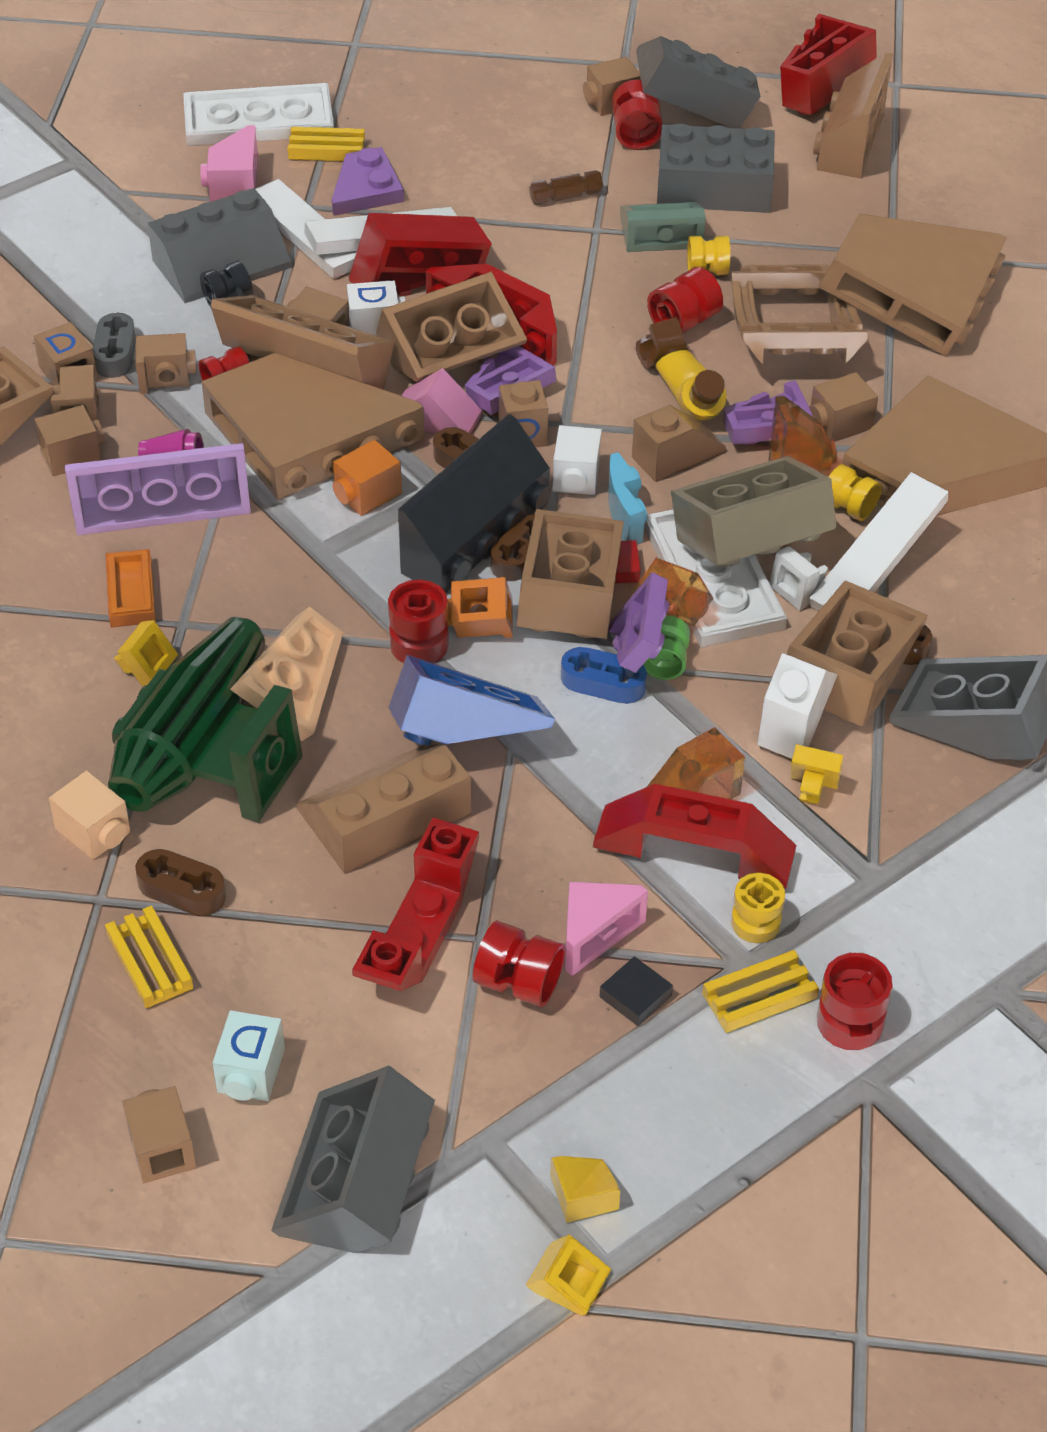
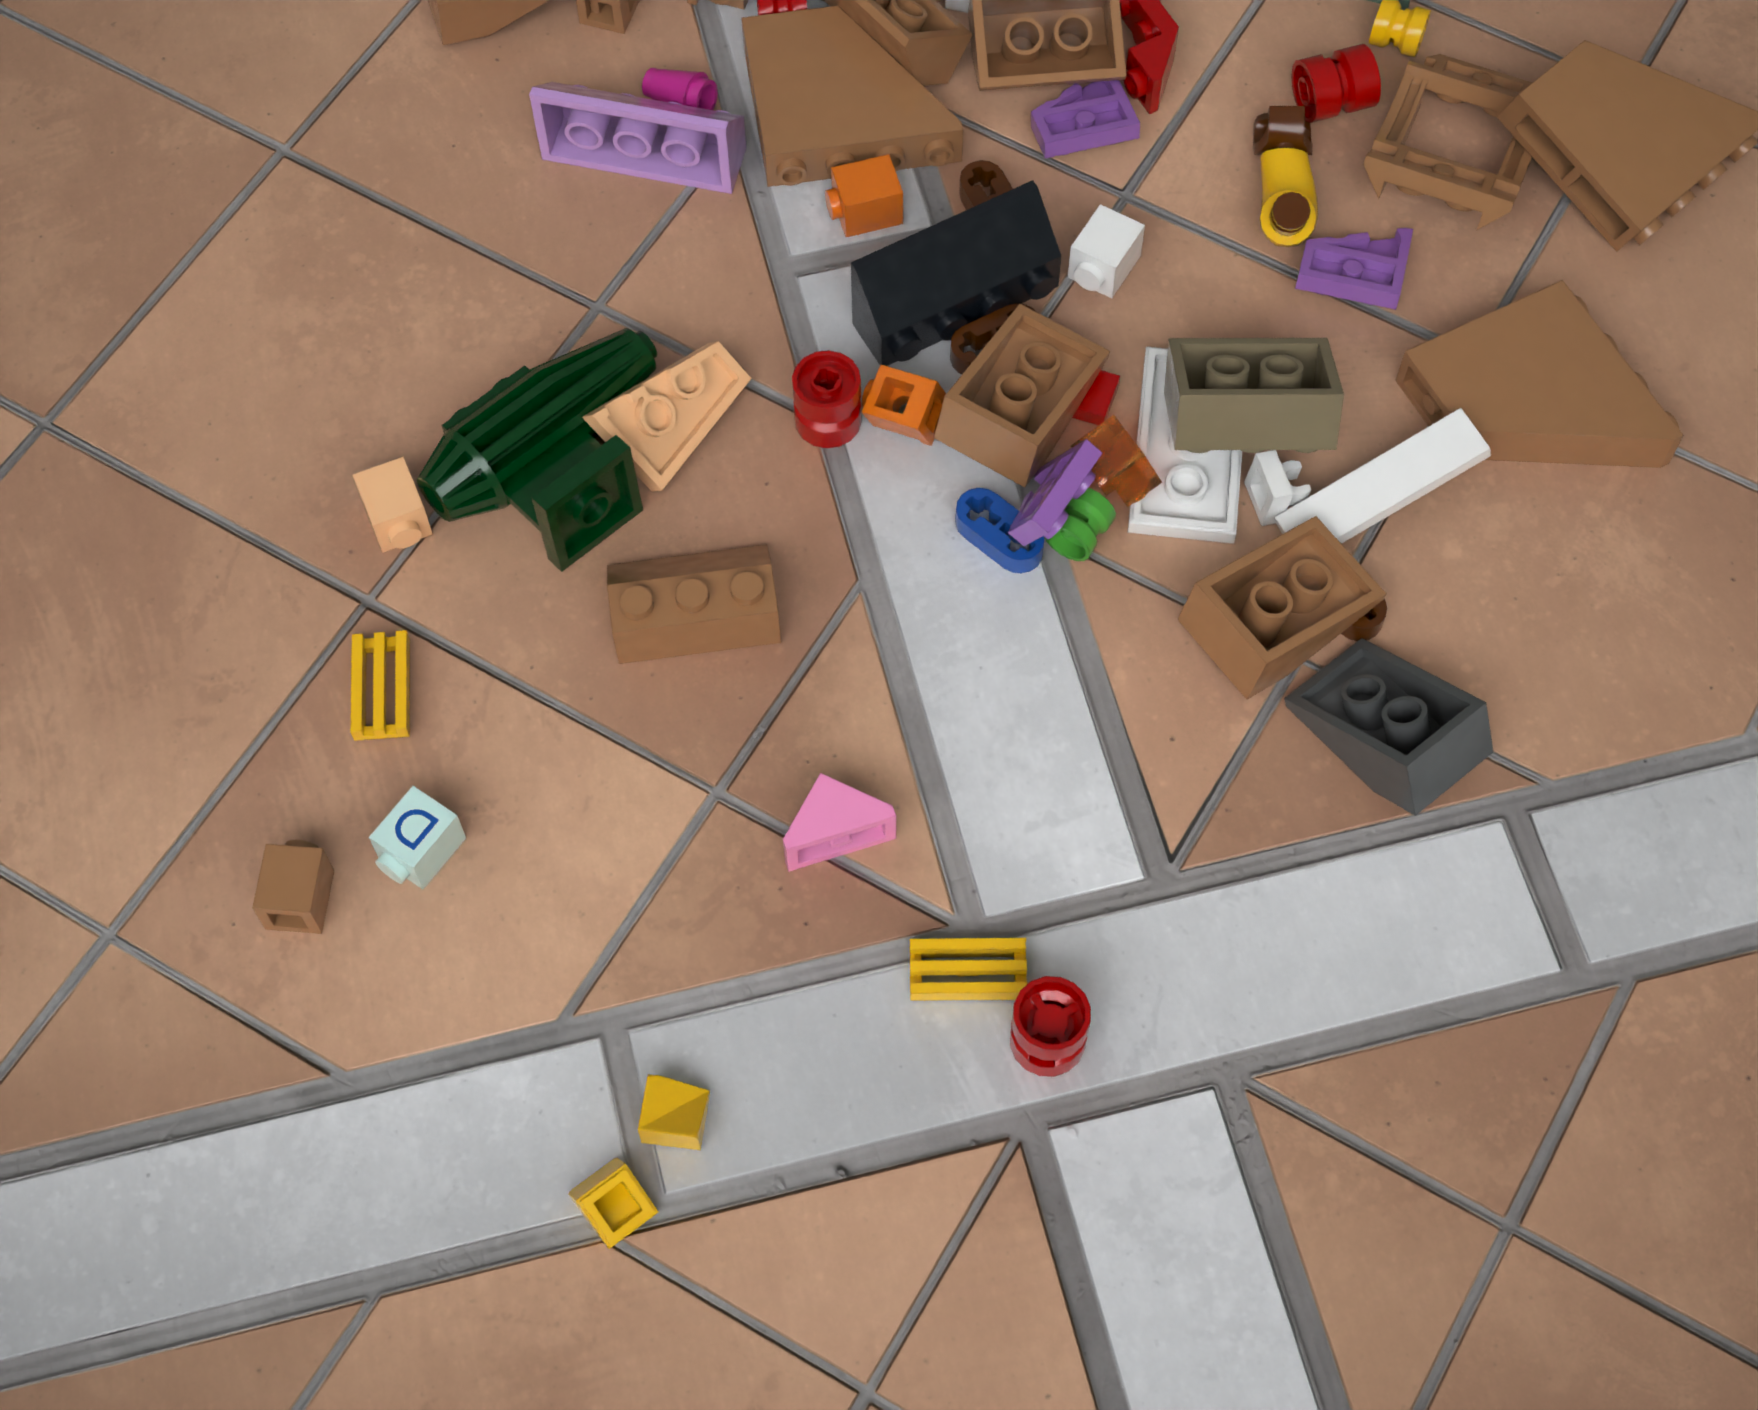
camera: 25 degrees right, 15 degrees up
(69, 438) = (579, 42): medium nougat brick -> none
(130, 587) = (562, 245): orange tile -> none
(145, 652) = (537, 333): yellow tile -> none
(182, 879) = (441, 620): reddish brown beam -> none
(355, 1163) = (463, 997): dark grey slope -> none
(427, 911) = (661, 754): red slope -> none
(444, 403) = (995, 130): bright pink slope -> none
(459, 707) = (820, 522): slope -> none
(514, 962) = (721, 836): red wheel -> none
(529, 406) = (1074, 173): medium nougat brick -> none
(624, 500) = (1135, 310): medium azure slope -> none
(636, 991) = (840, 917): black tile -> none
(671, 442) = (1228, 263): medium nougat slope -> none
(698, 821) = (999, 760): red slope -> none
(705, 766) = (1020, 700): clear orange slope -> none
(757, 908) = (1009, 888): yellow wheel -> none
(793, 705) = (1173, 650): white slope -> none
(800, 437) = (1364, 321): clear orange slope -> none
(815, 770) = (1159, 738): yellow tile -> none
(844, 406) = (1446, 284): medium nougat brick -> none
(854, 493) = (1395, 400): yellow wheel -> none

